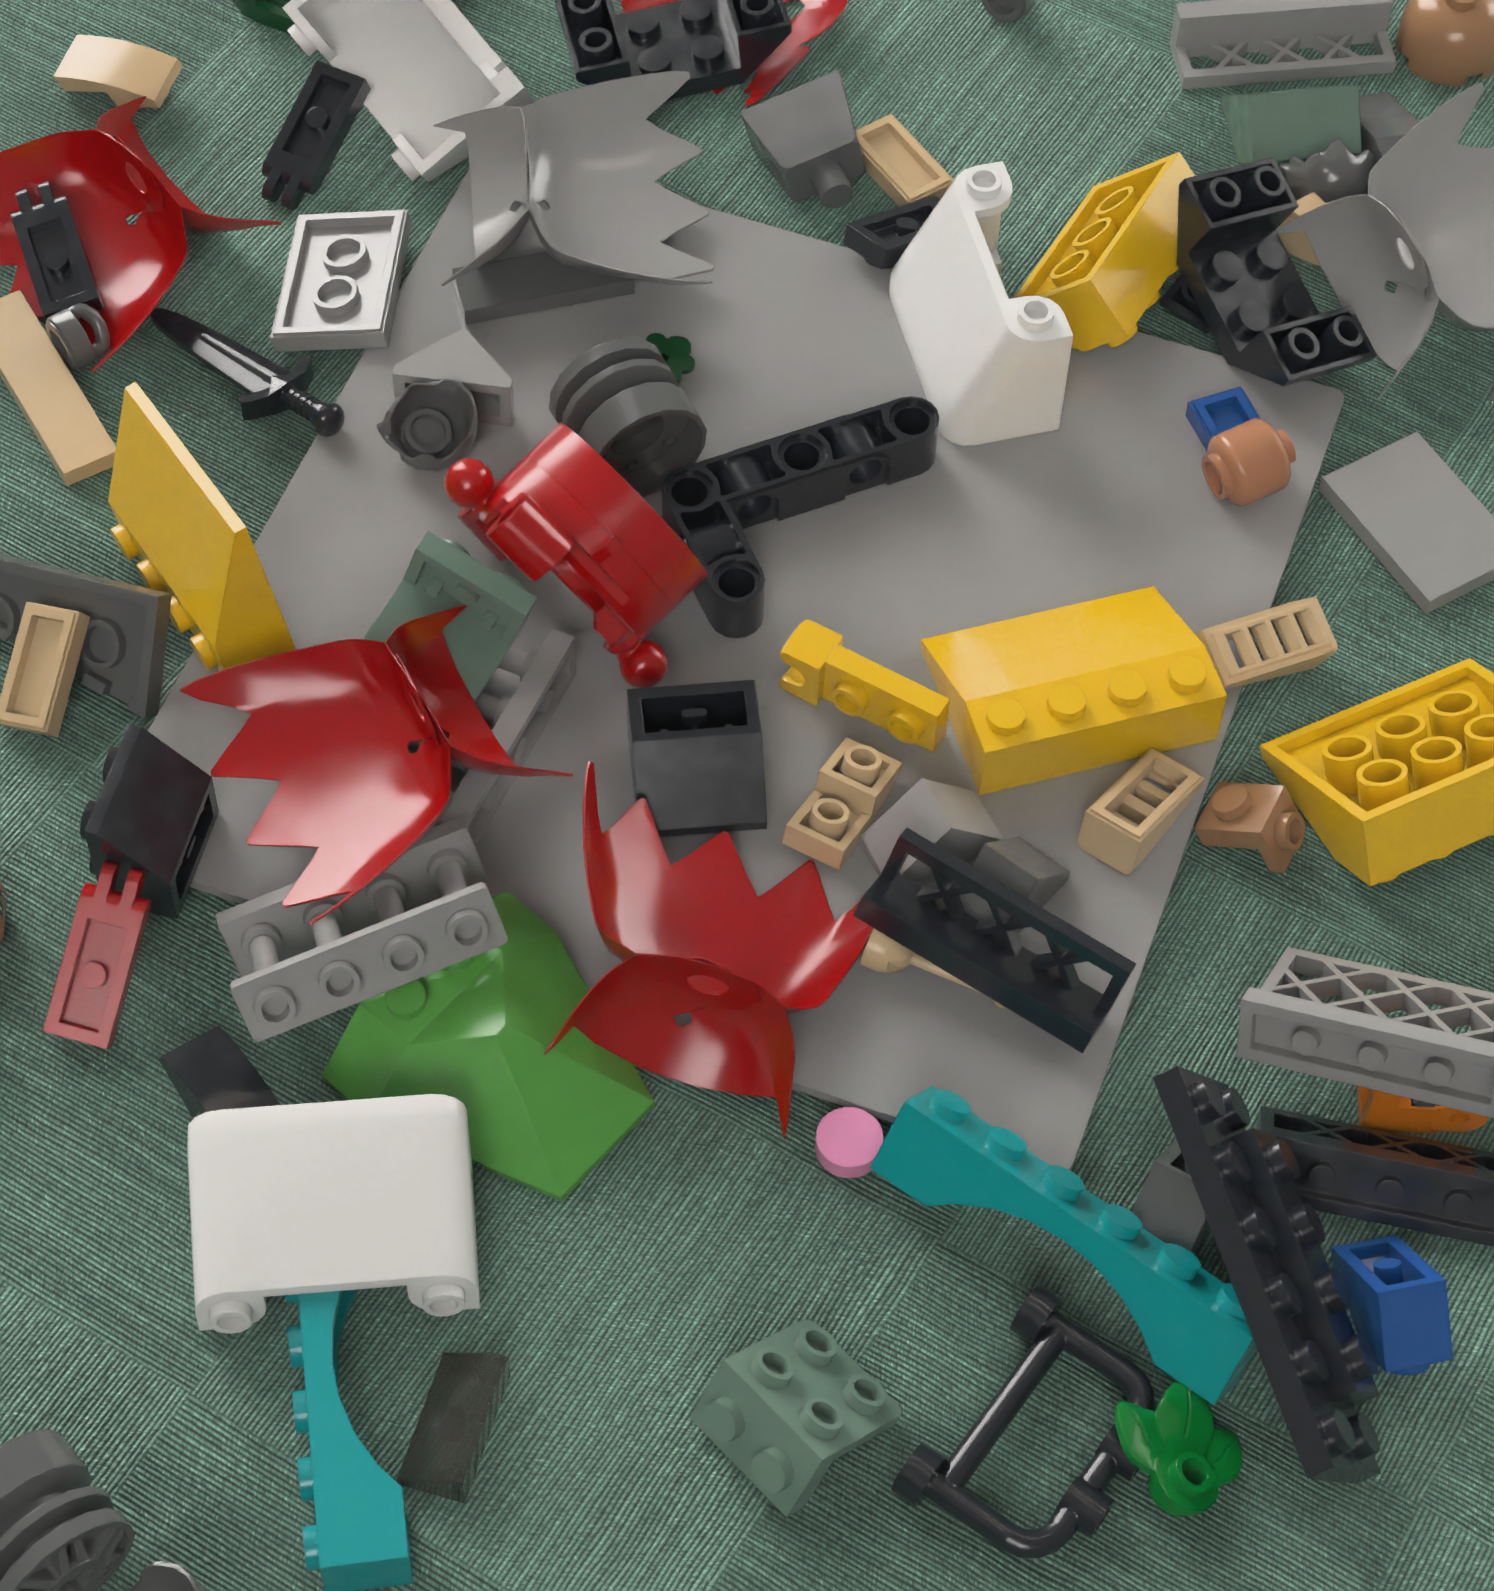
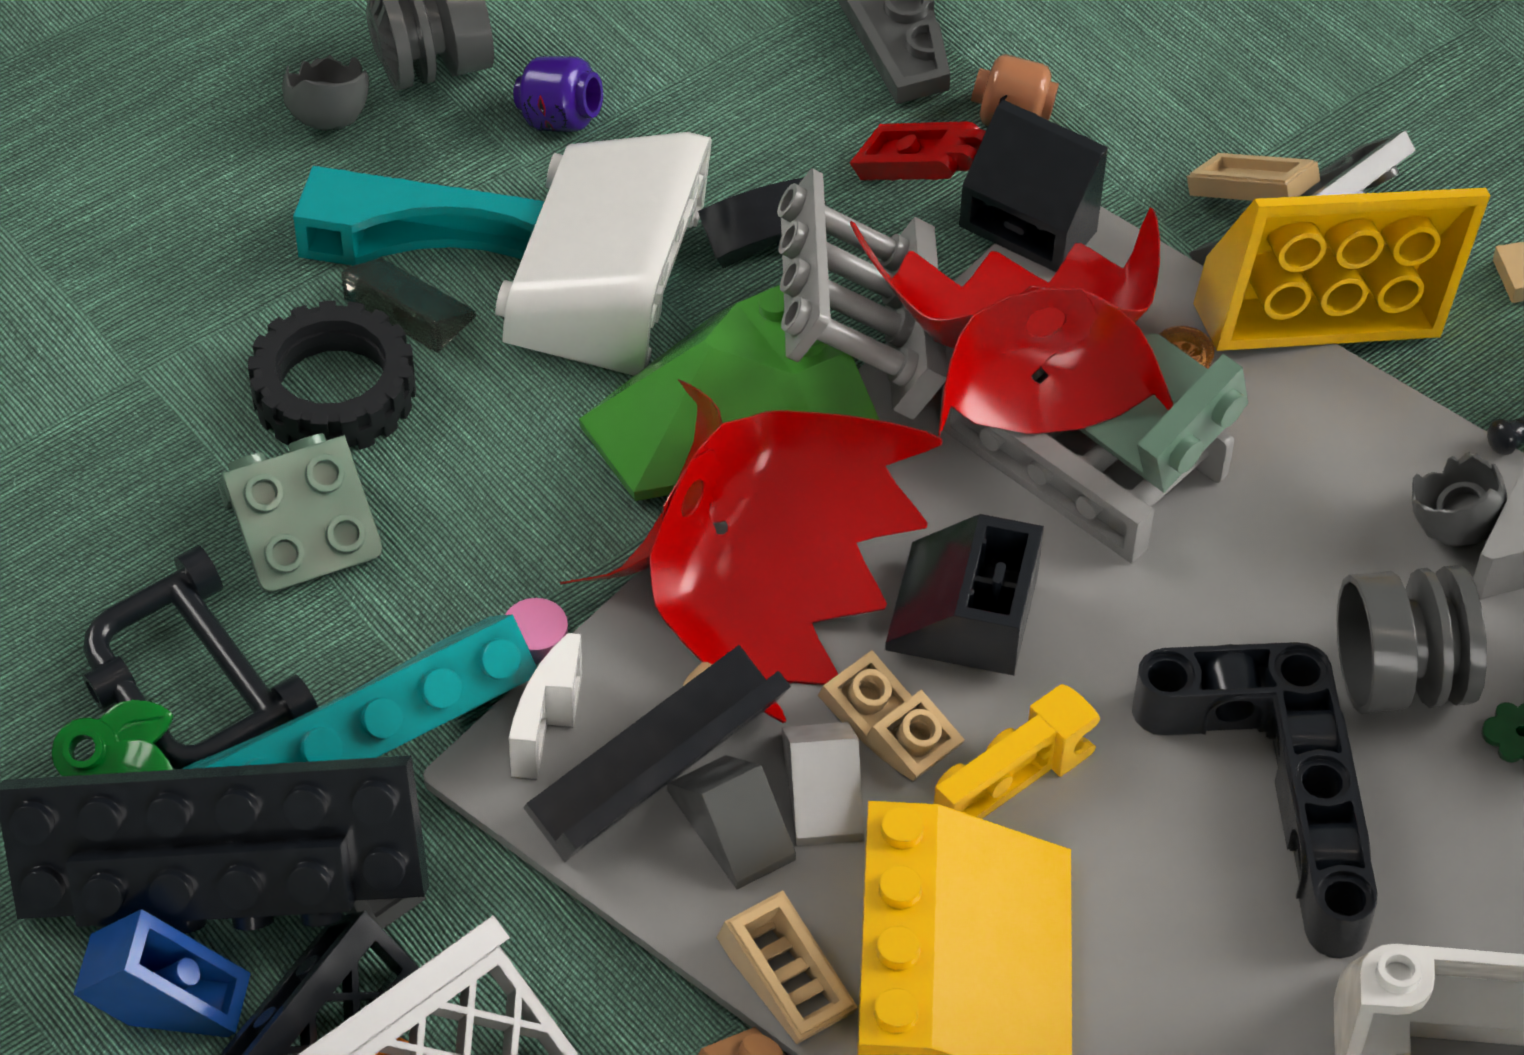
camera: 110 degrees right, 5 degrees down
(91, 1368) = (558, 93): none -> dark purple head
(596, 534) = (1274, 552): red piece -> none
(600, 1383) = (332, 329): none -> black tyre
(975, 1076) = (547, 700): none -> white slope

